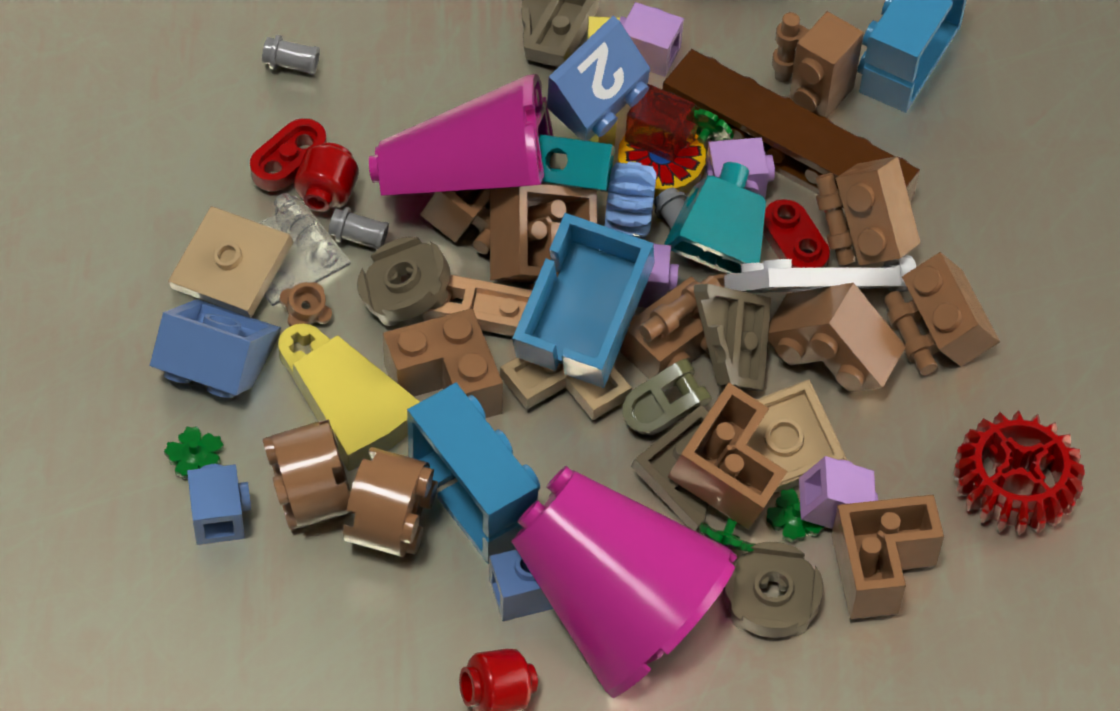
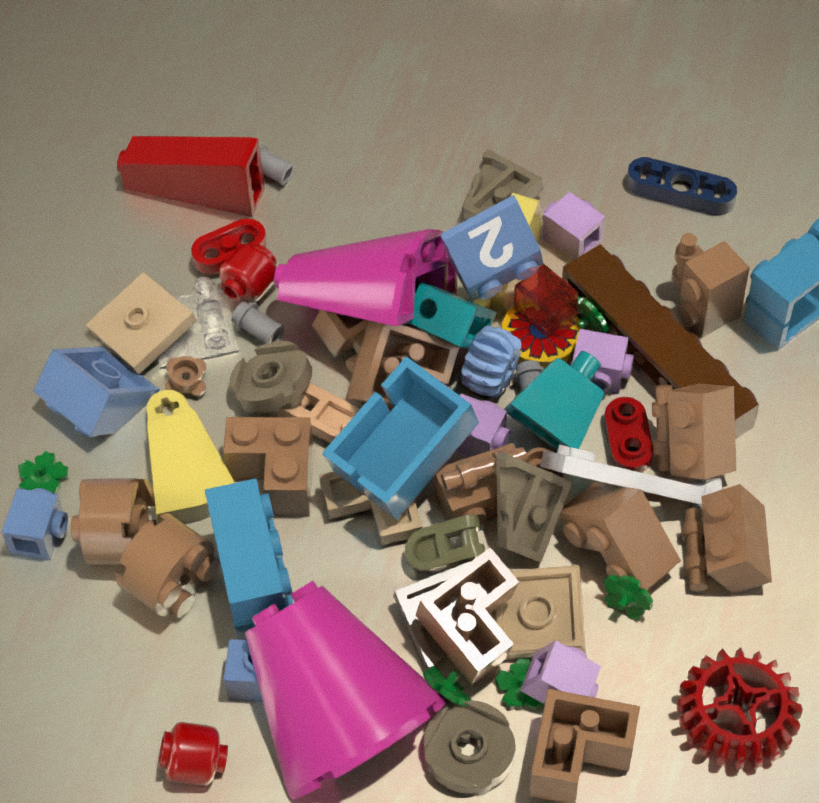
camera: 25 degrees right, 0 degrees up
(215, 81) = (196, 170): none -> red slope
(866, 396) = (626, 594): none -> green plant

